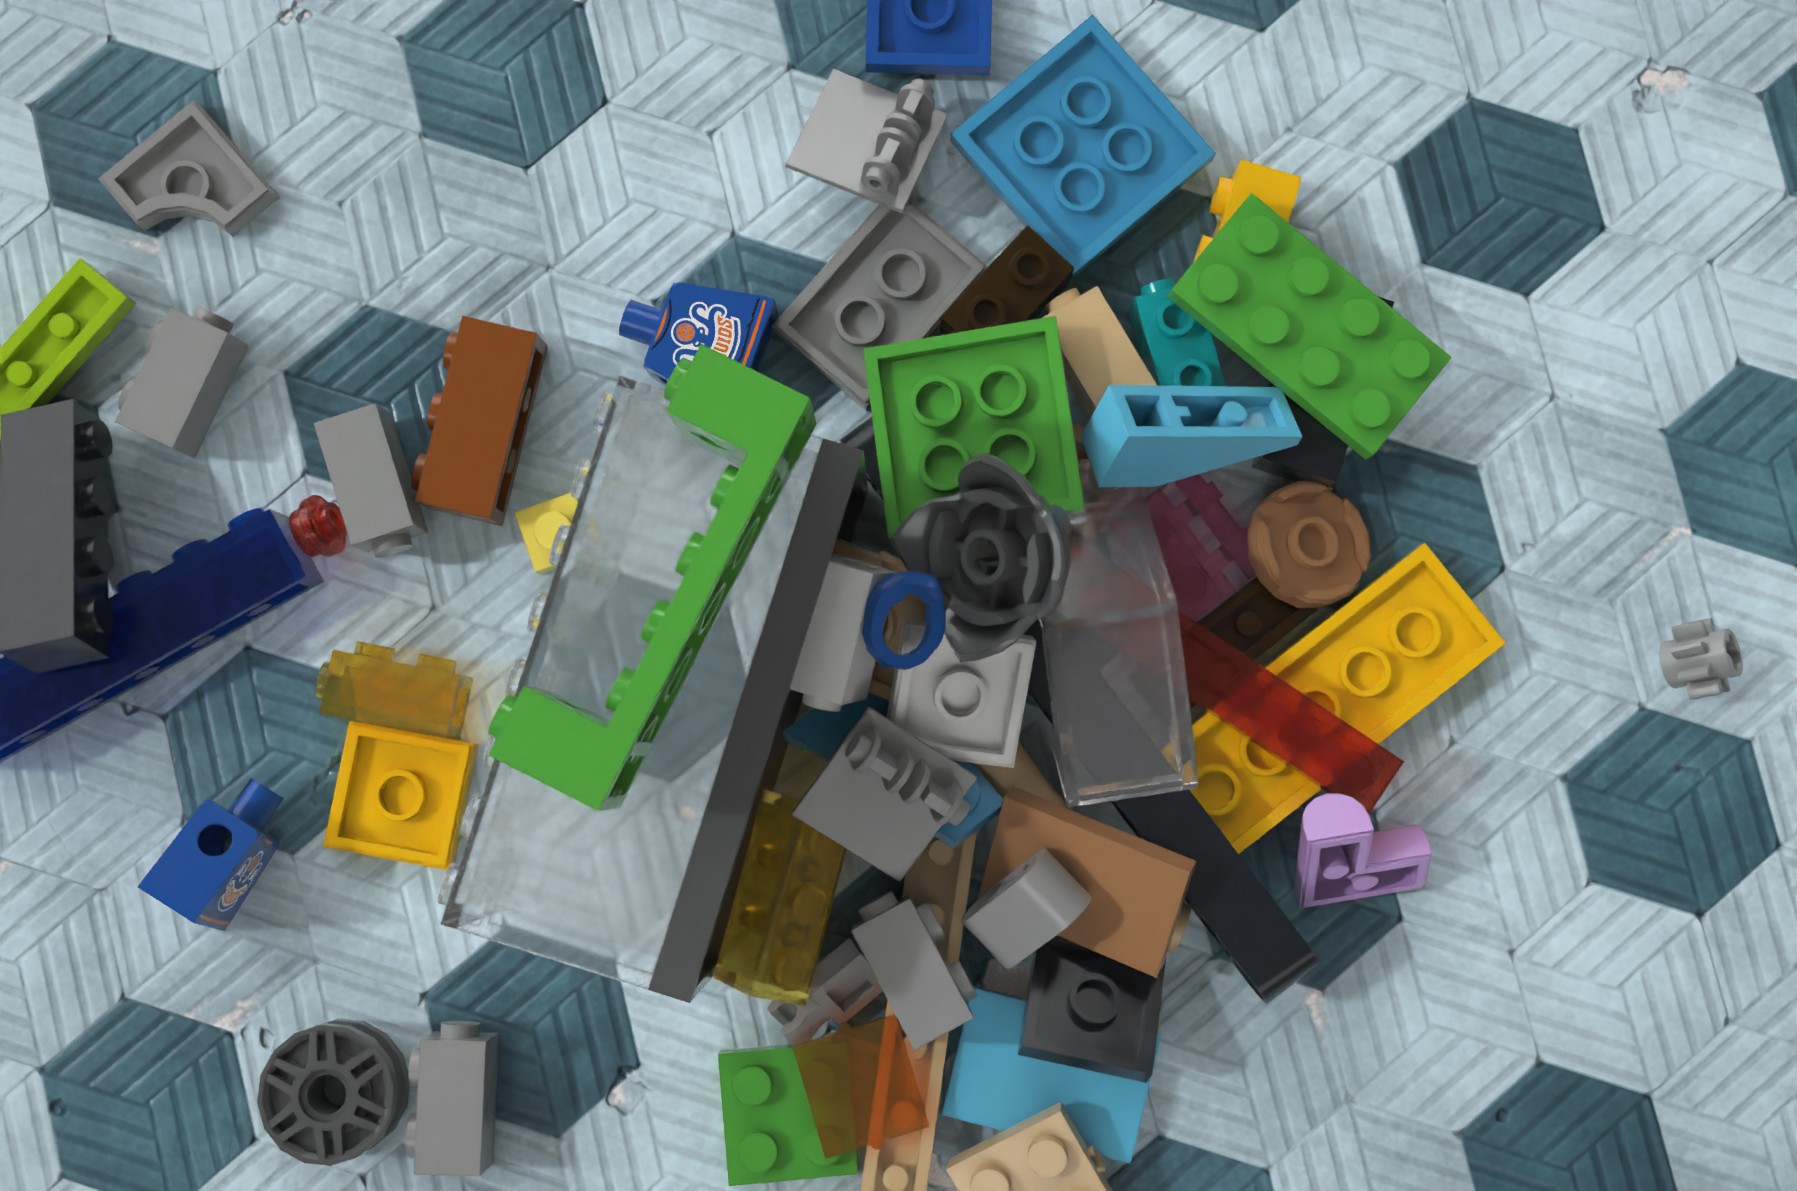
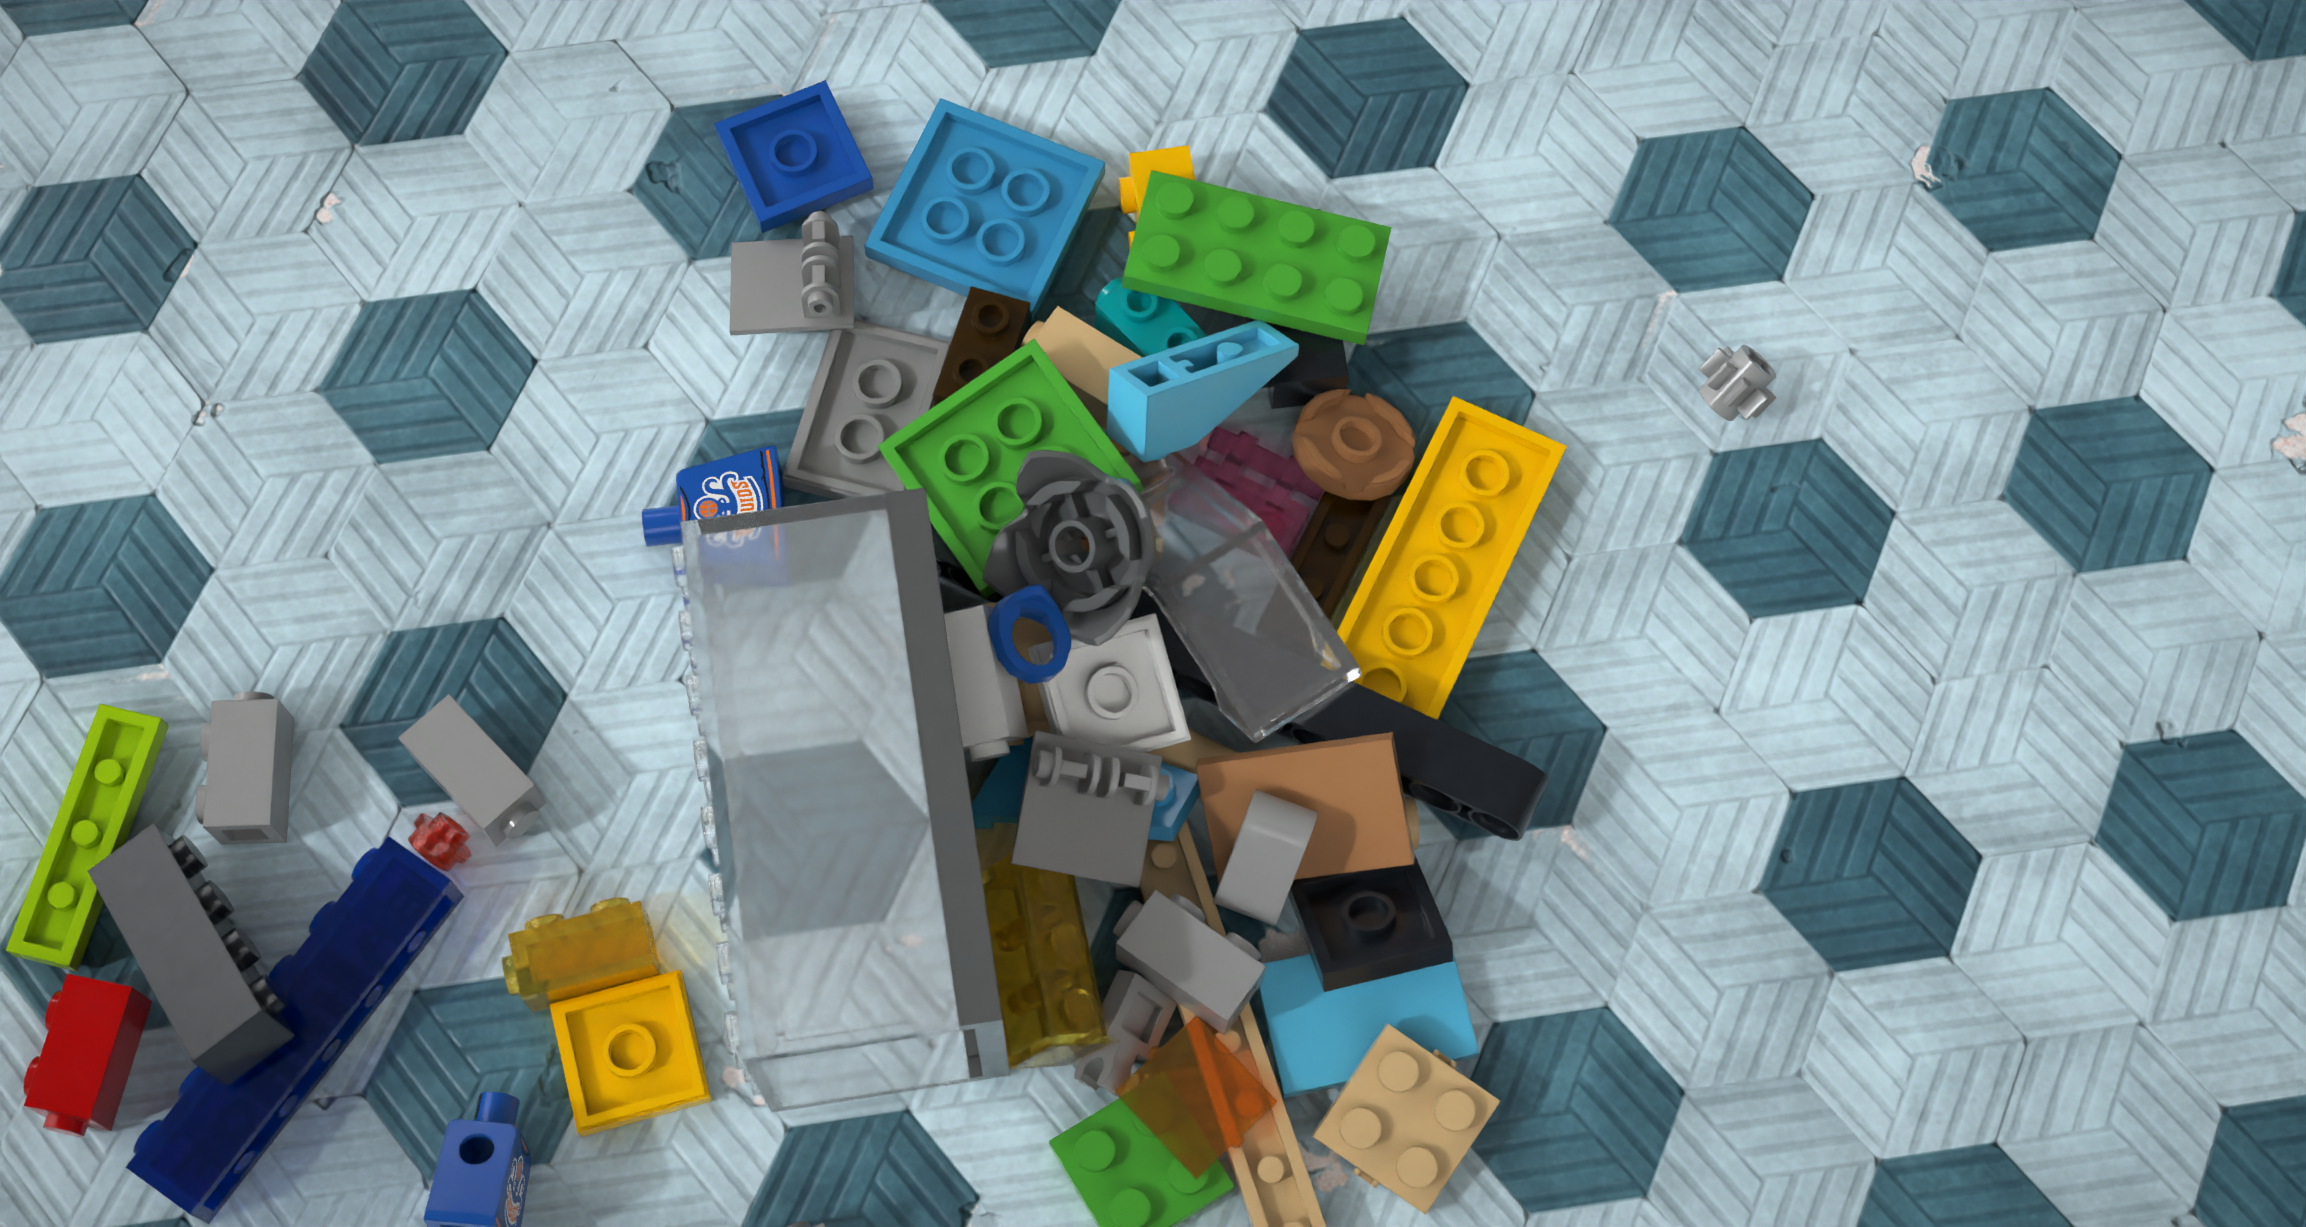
camera: 30 degrees left, 15 degrees down
(189, 171) = (168, 588): light grey tile -> none
(479, 420) = (550, 678): dark orange brick -> none
(540, 526) = (664, 747): light yellow plate -> none
(764, 432) = (817, 494): bright green plate -> none
(1283, 719) = (1413, 592): clear red plate -> none
(1348, 861) = (1530, 692): lavender brick -> none

